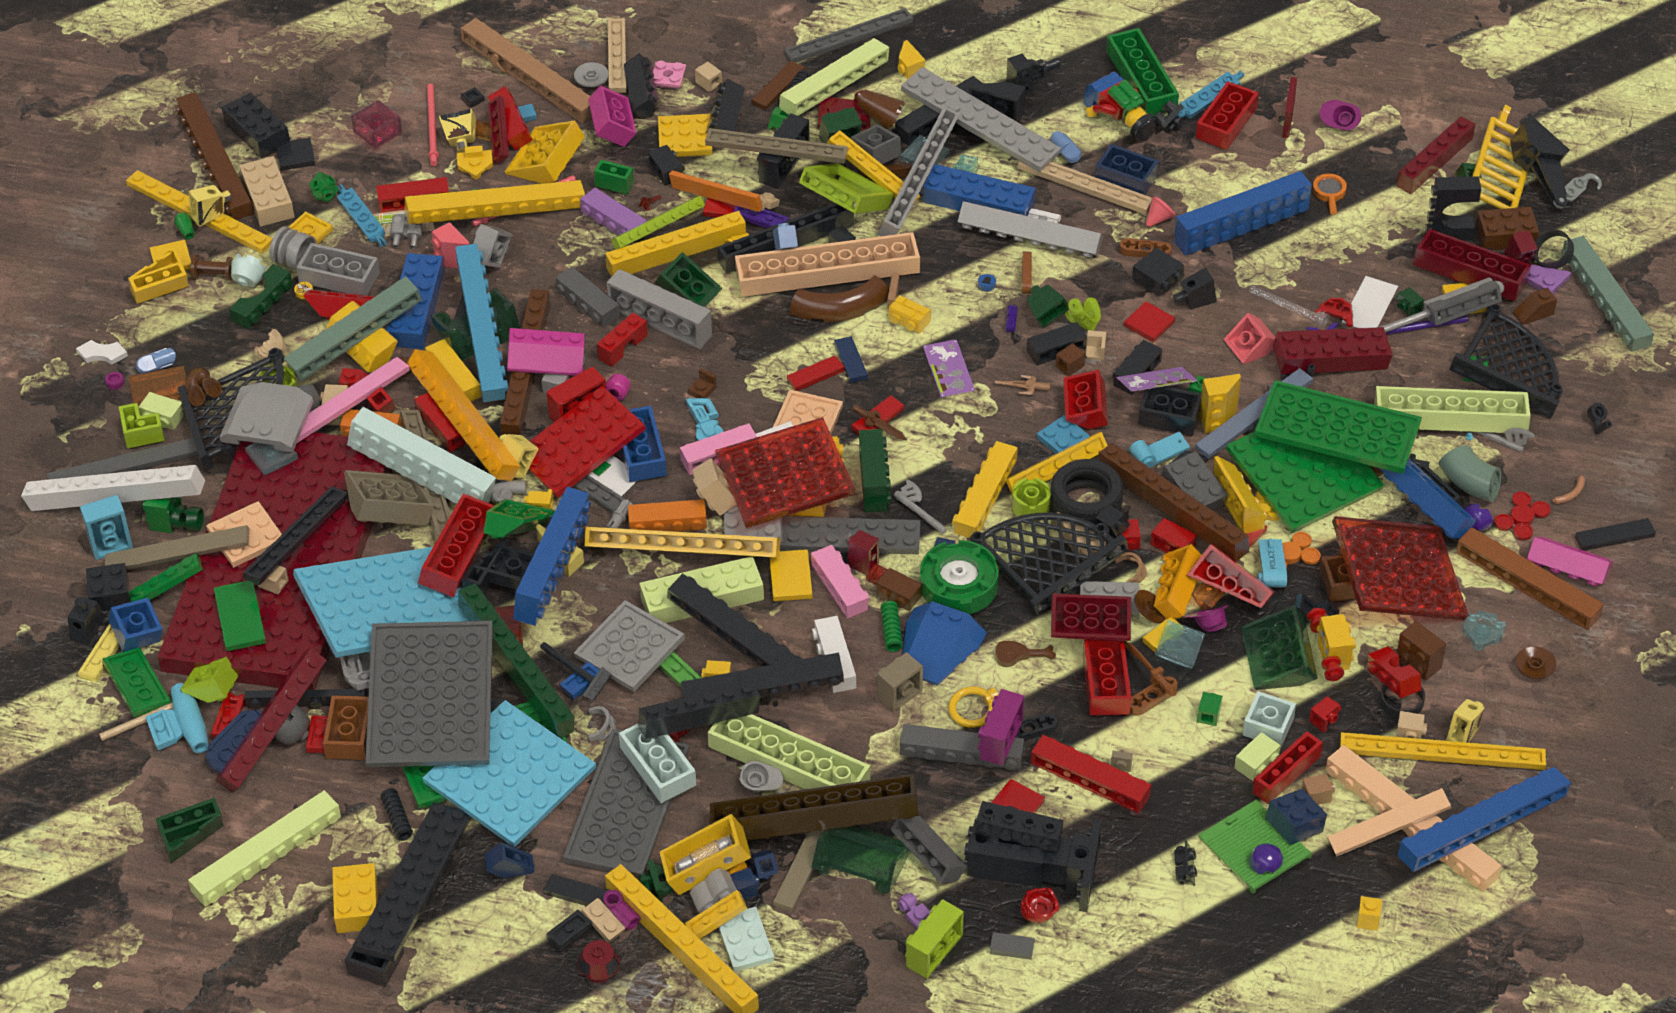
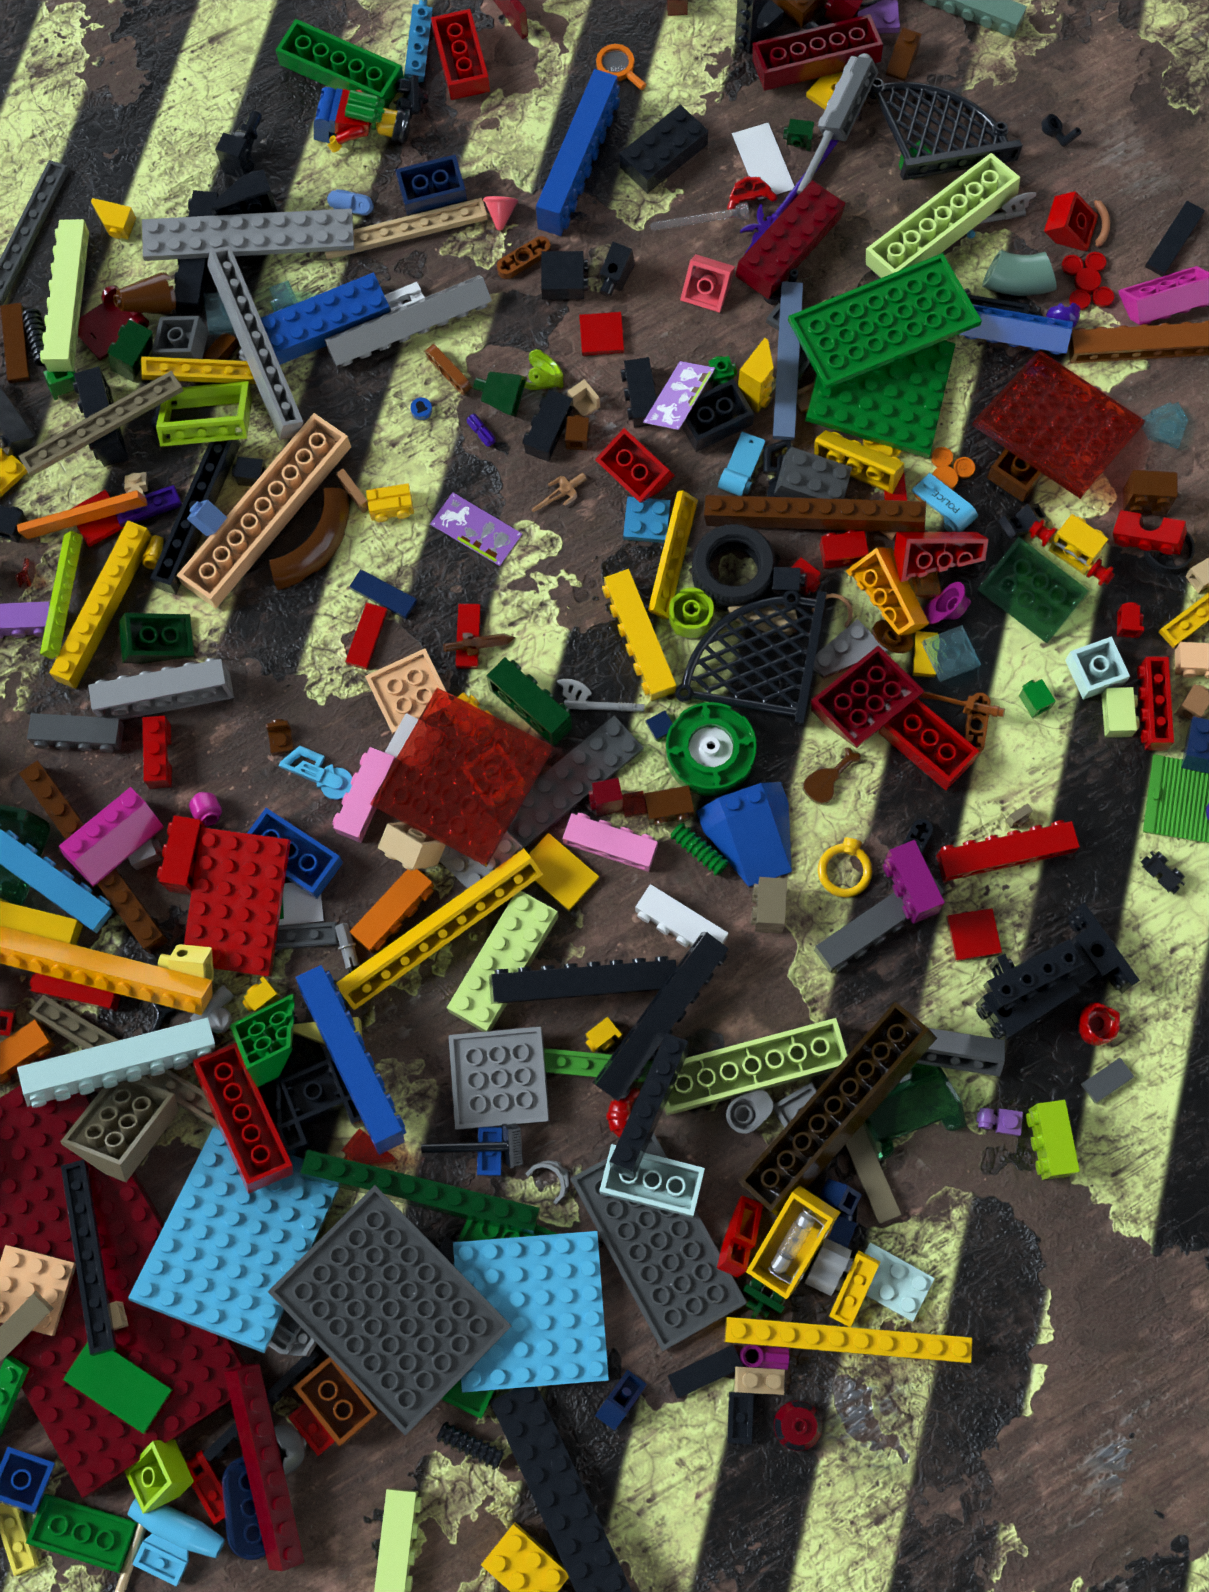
camera: 40 degrees left, 25 degrees up
(664, 838) = (740, 1237): none -> red slope
(1305, 250) = (663, 148): none -> black brick
(1547, 474) = (1071, 221): none -> red slope

